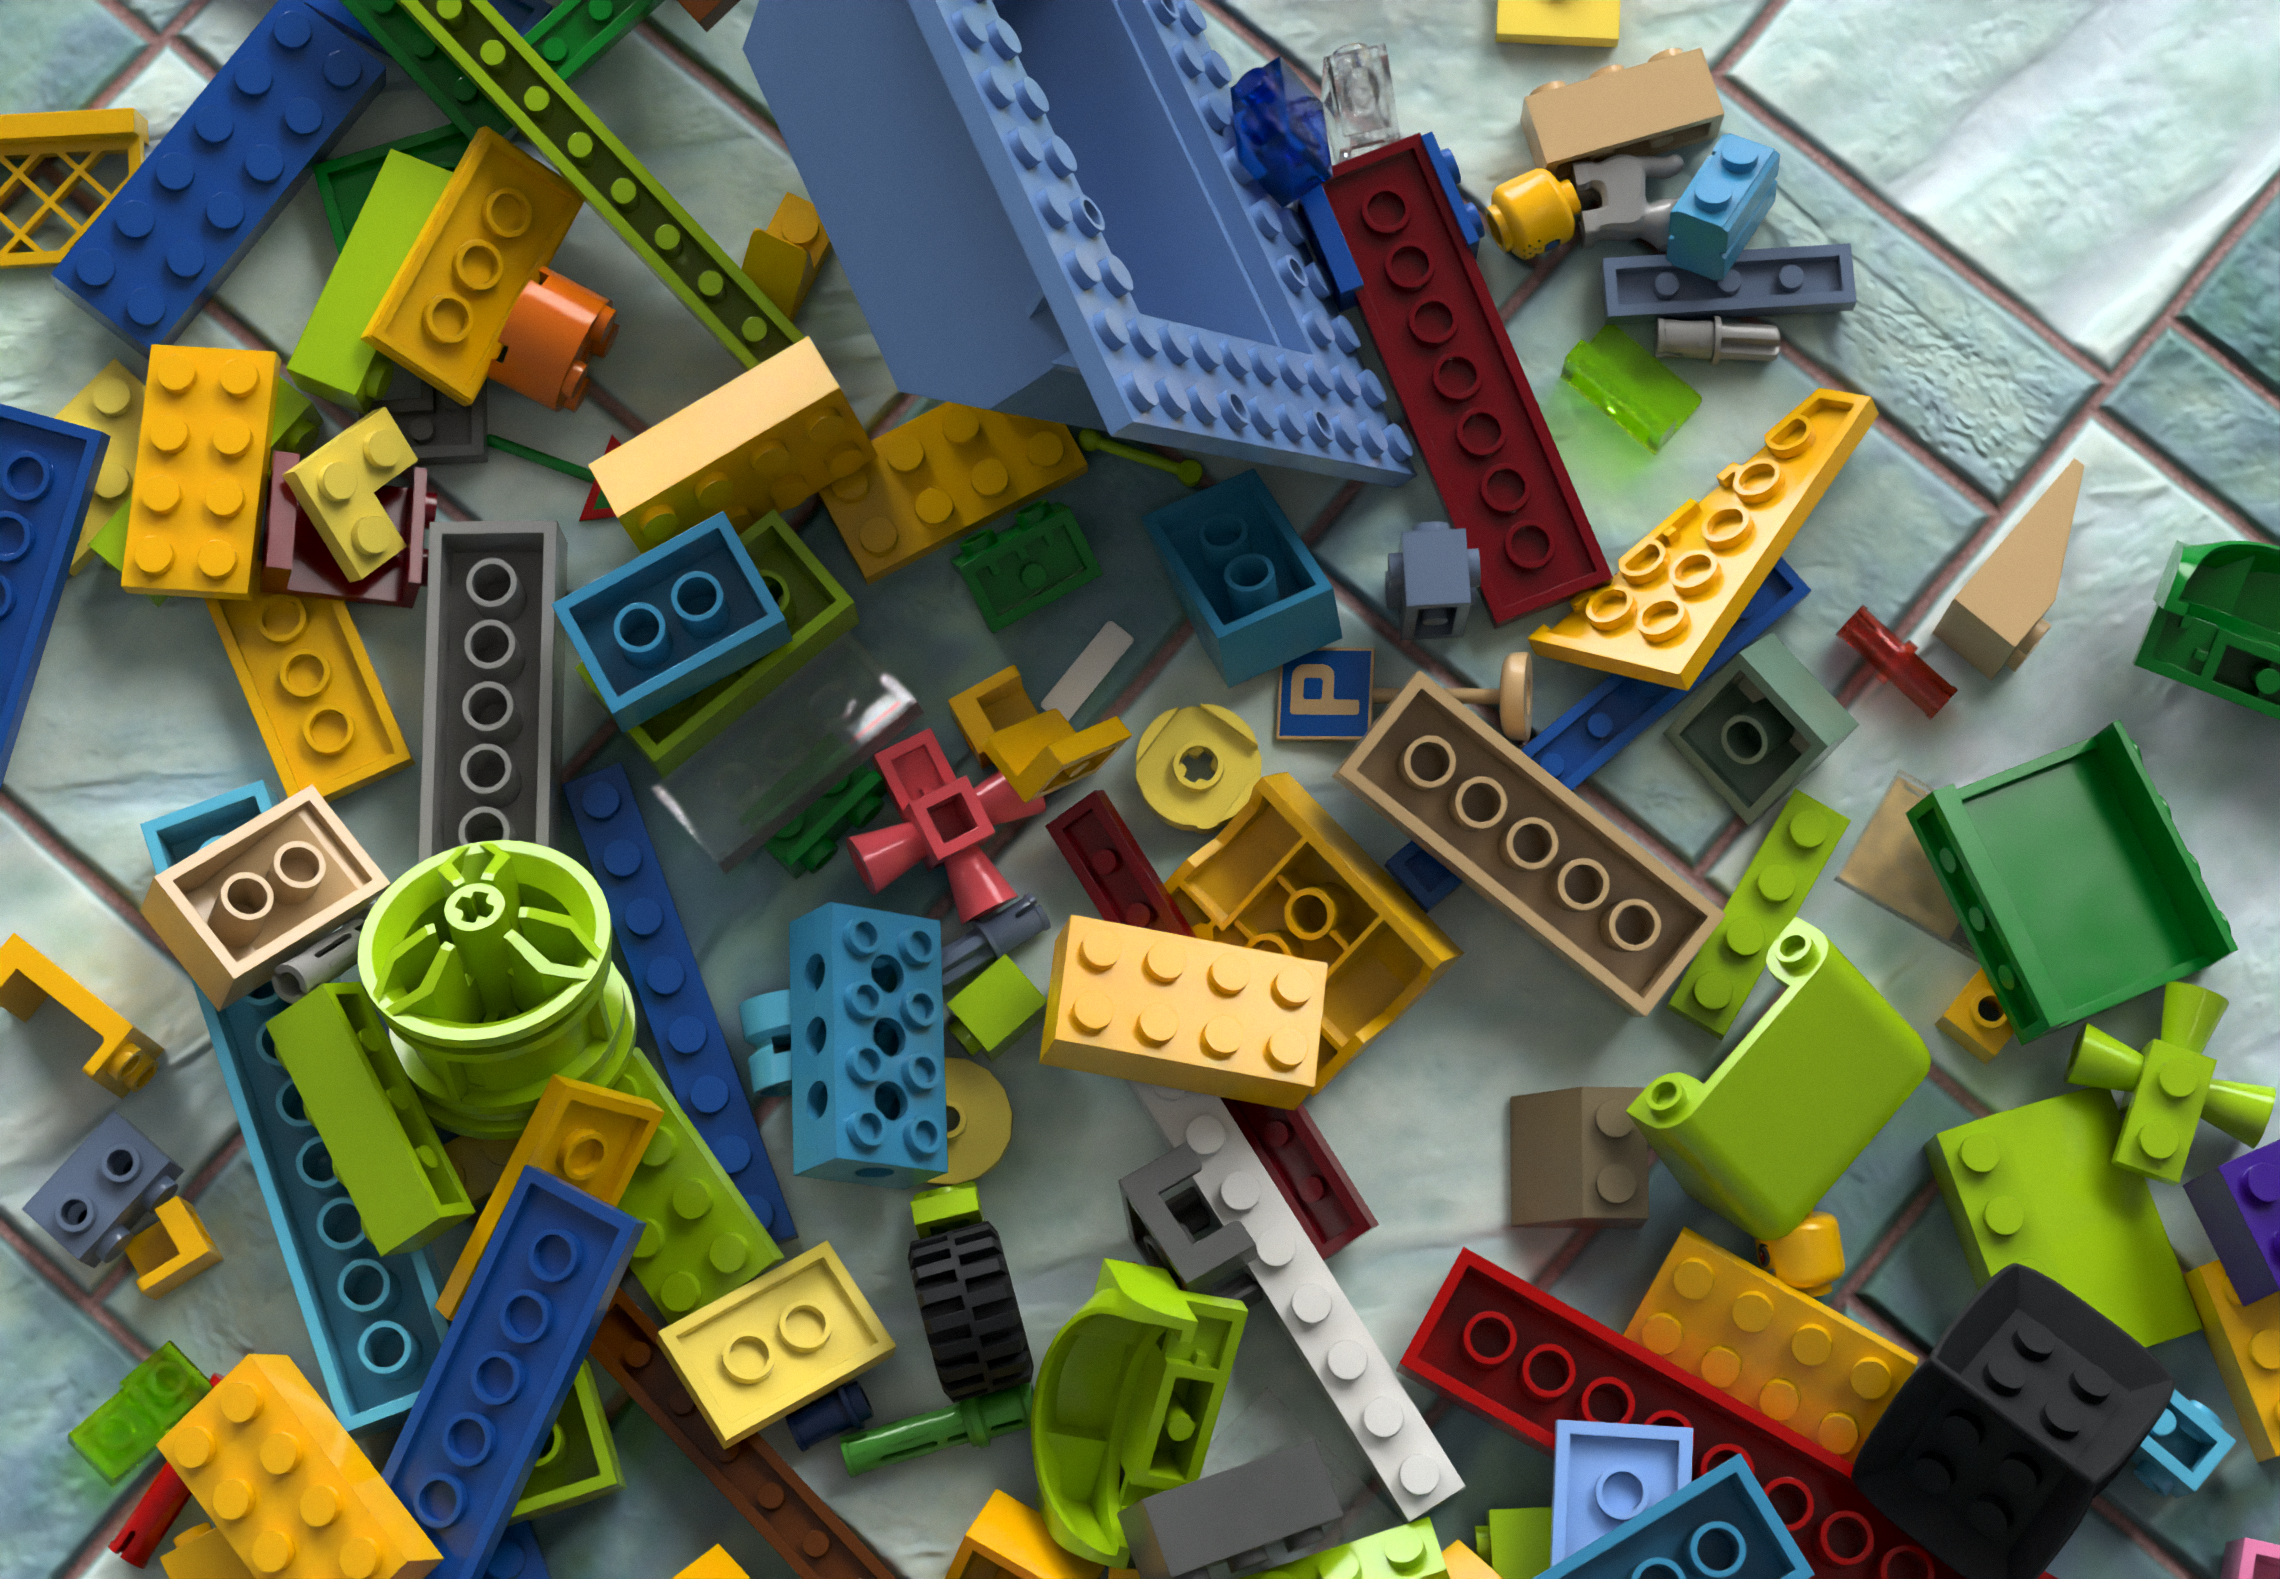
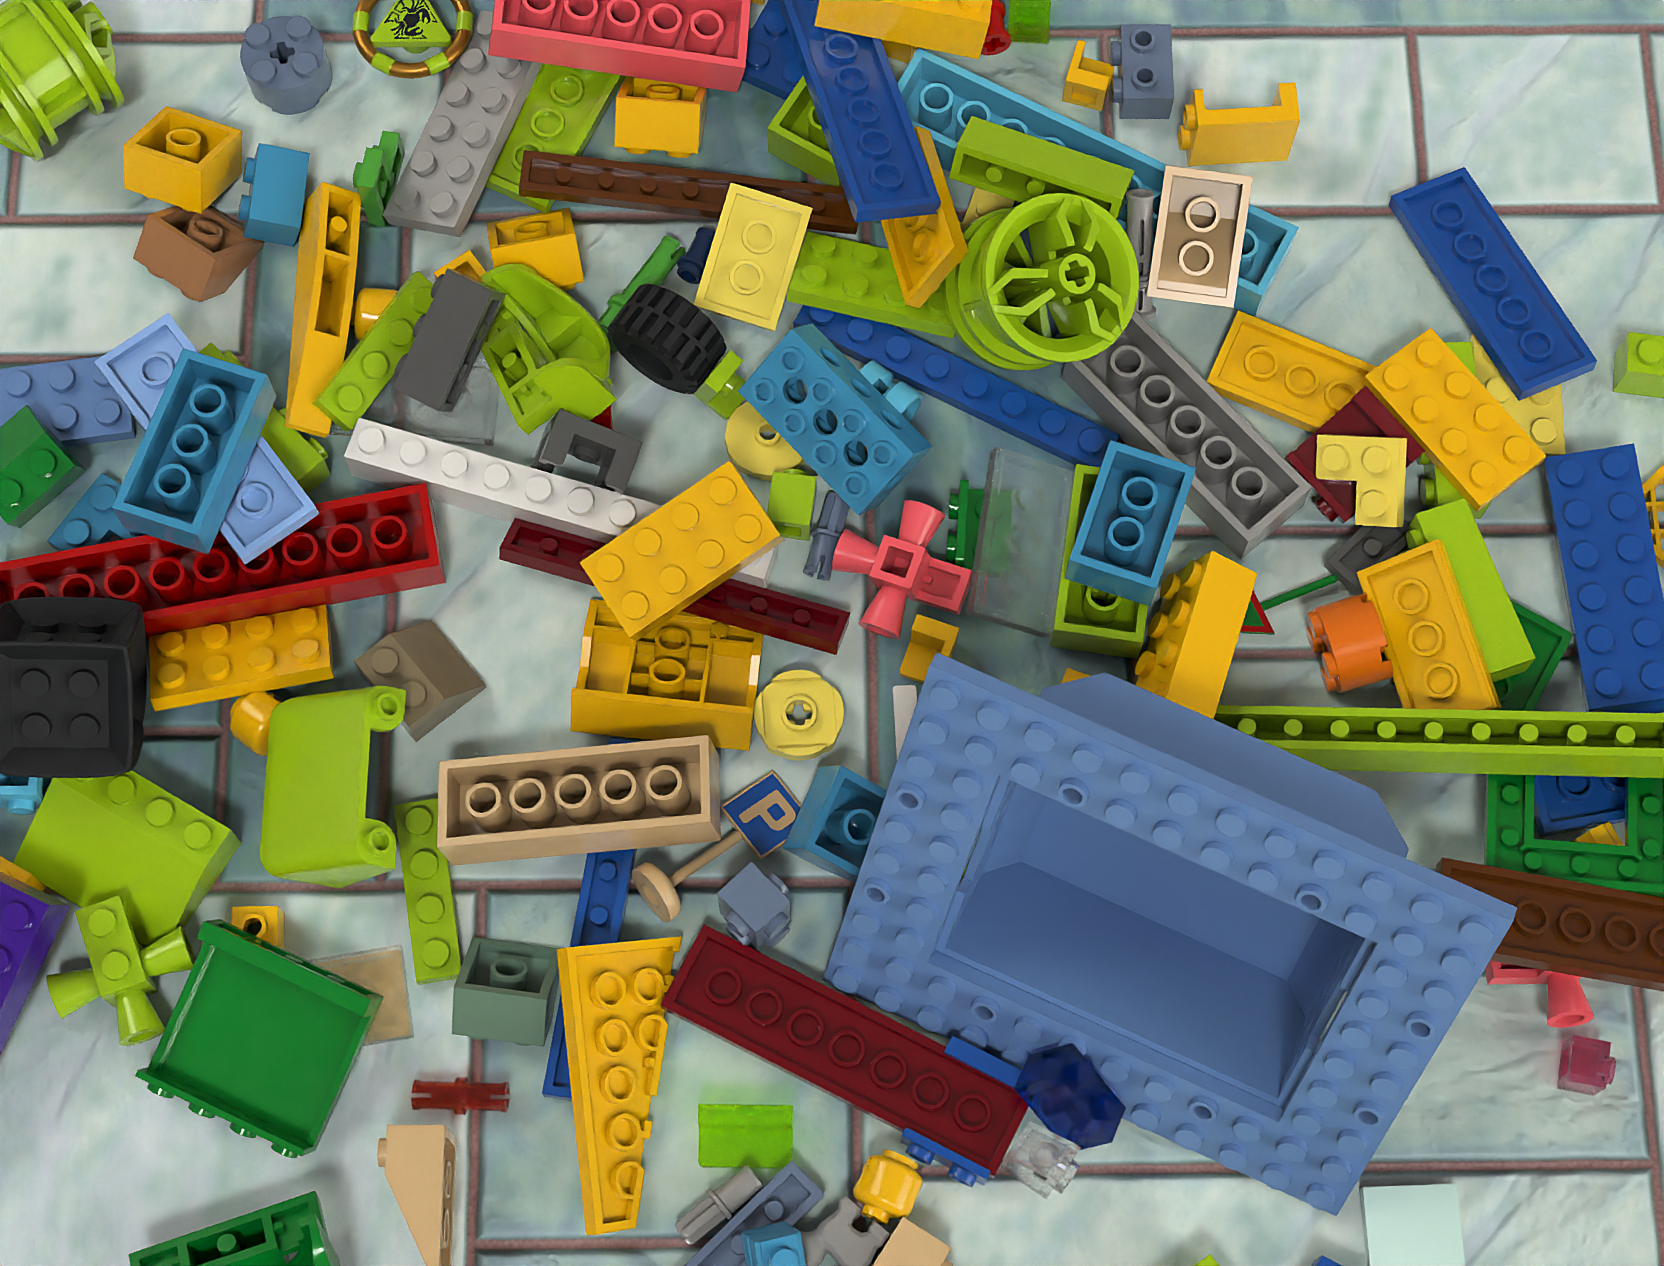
camera: 135 degrees right, 5 degrees down
(1049, 754) = (882, 646): yellow panel -> none

